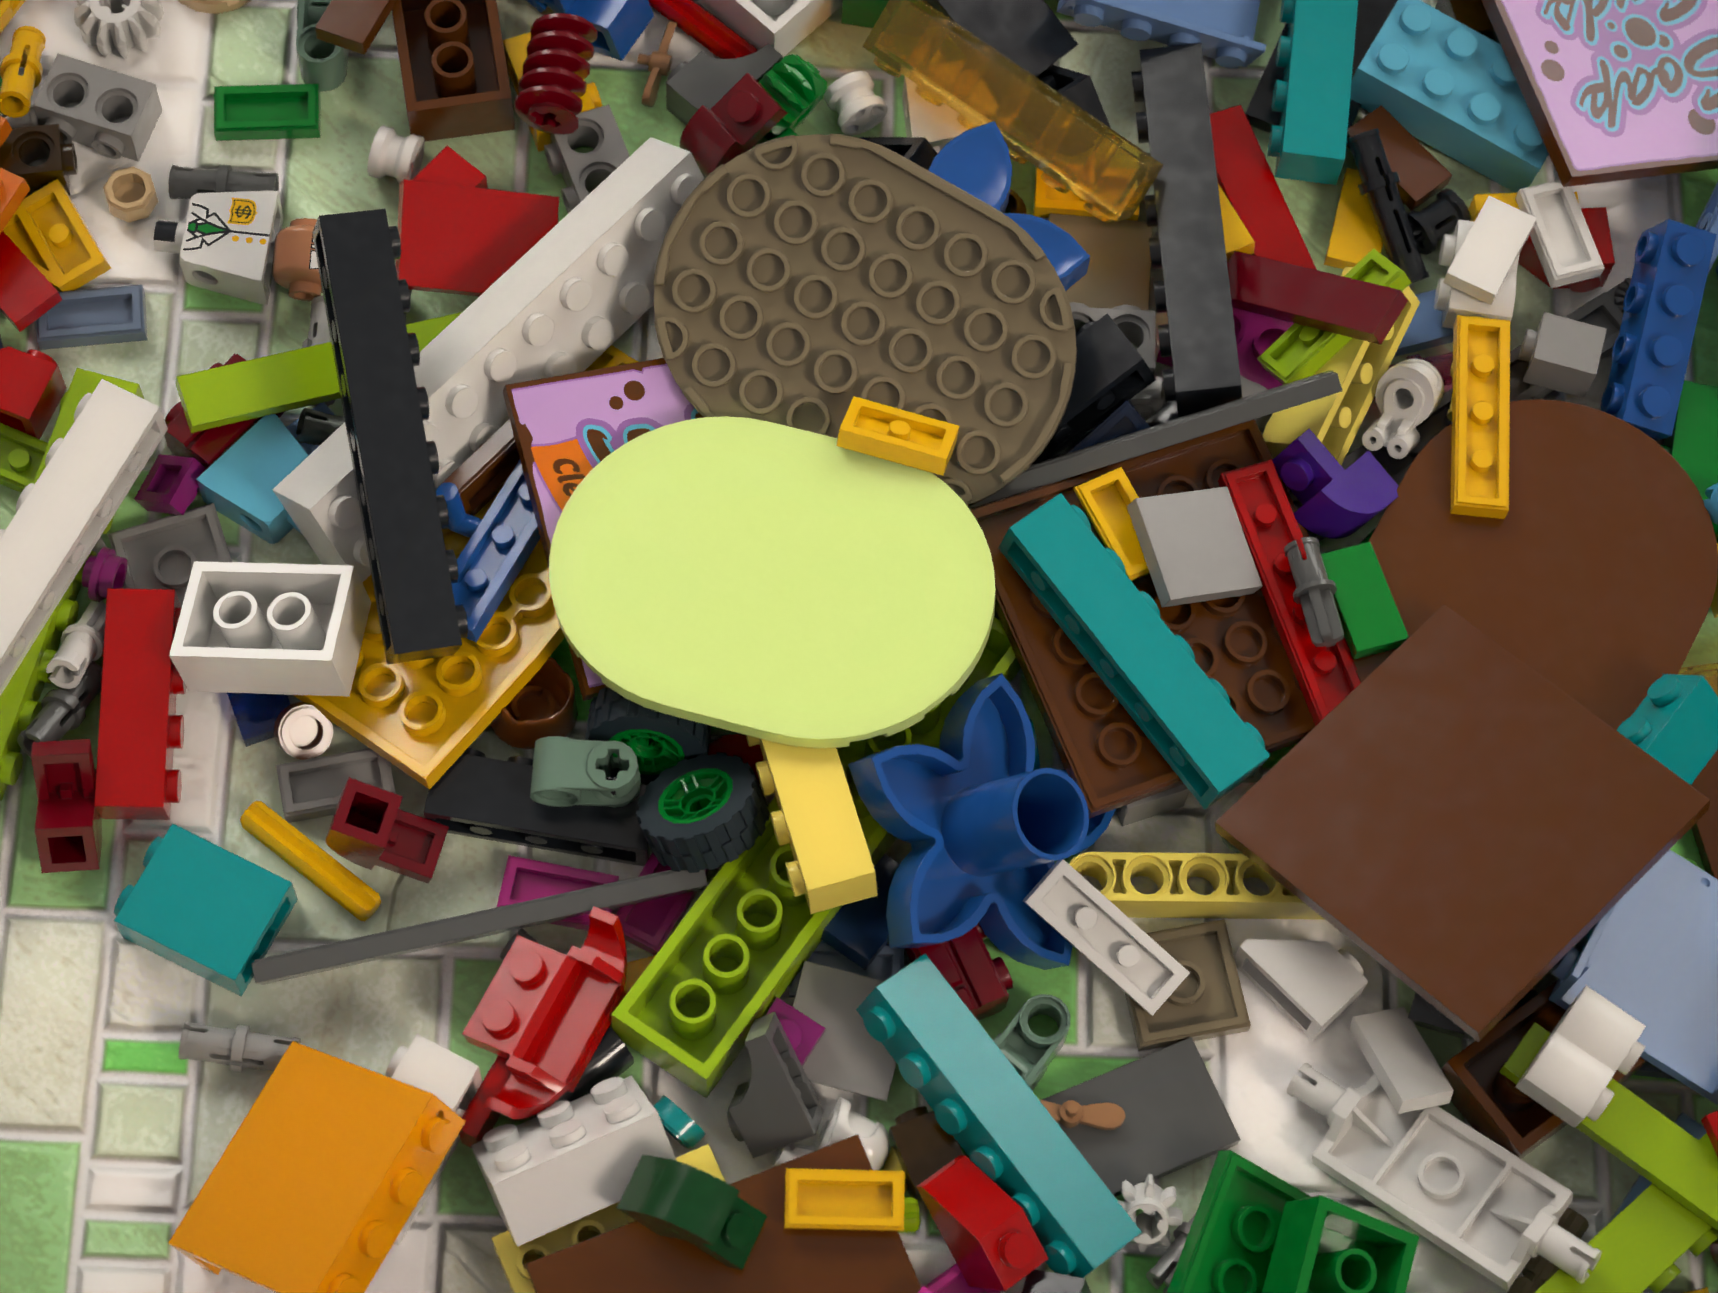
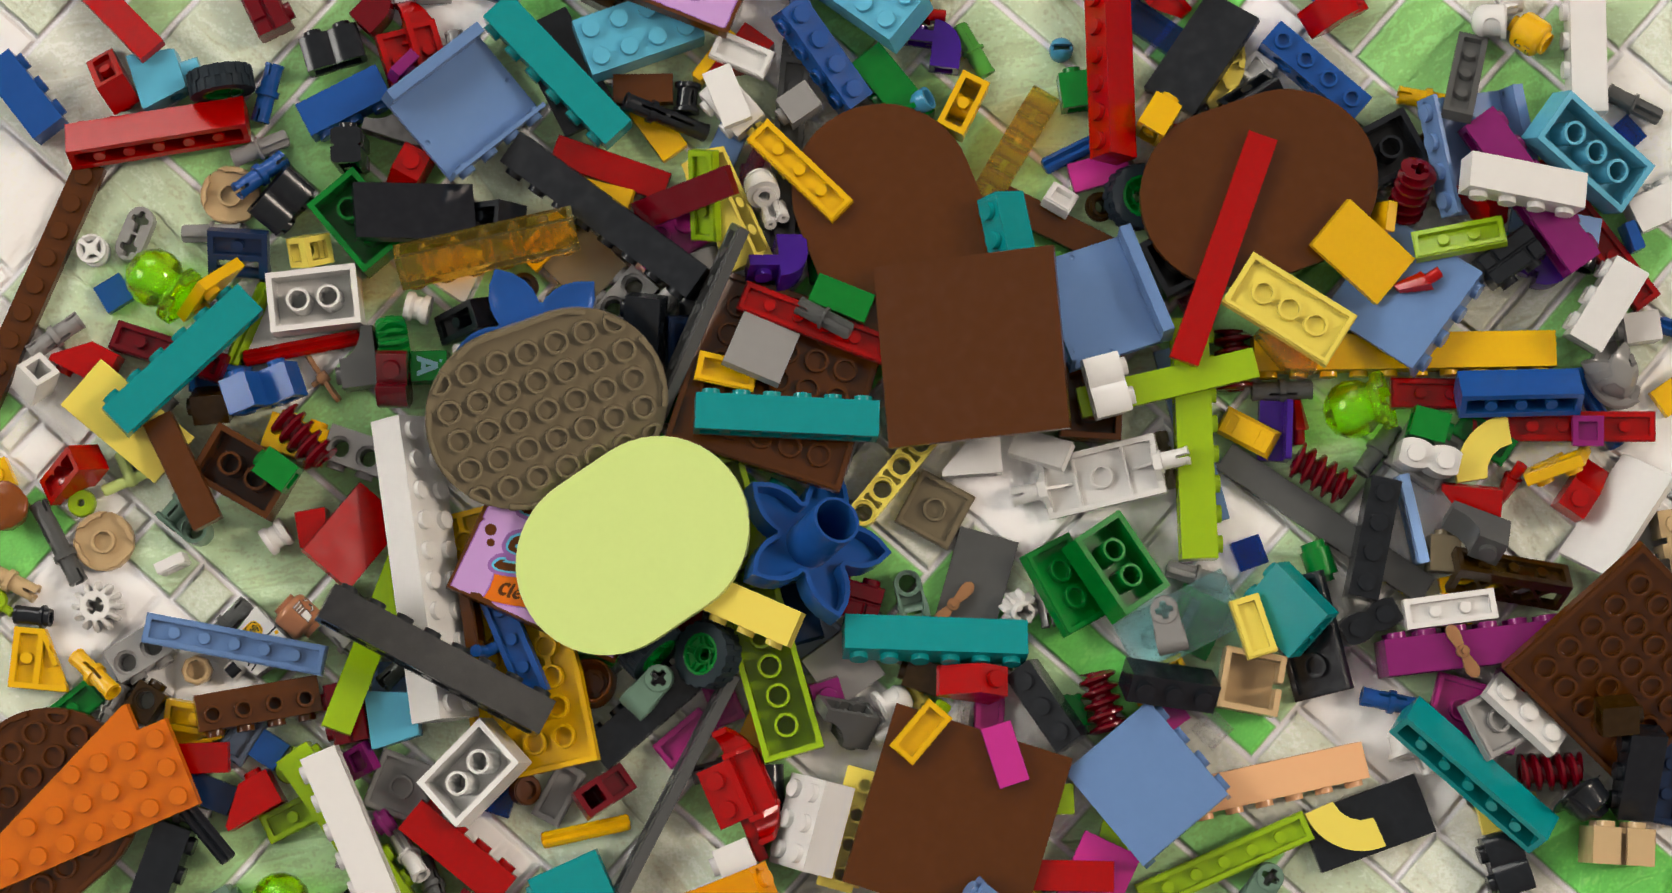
camera: 45 degrees left, 15 degrees up
(91, 353) = (269, 749): none -> blue tile
(137, 288) = (256, 705): none -> reddish brown brick
(203, 202) = (235, 644): none -> medium blue tile
(251, 59) = (172, 564): none -> white tile
(266, 112) = (202, 575): green tile -> none
(485, 68) = (276, 469): none -> green brick
(678, 1123) = (825, 768): teal tile -> none
(692, 1207) = (877, 798): dark green brick -> none
(898, 435) = (611, 438): yellow plate -> none
(927, 1254) = (962, 712): none -> clear tile
(1106, 936) = (896, 529): white plate -> none

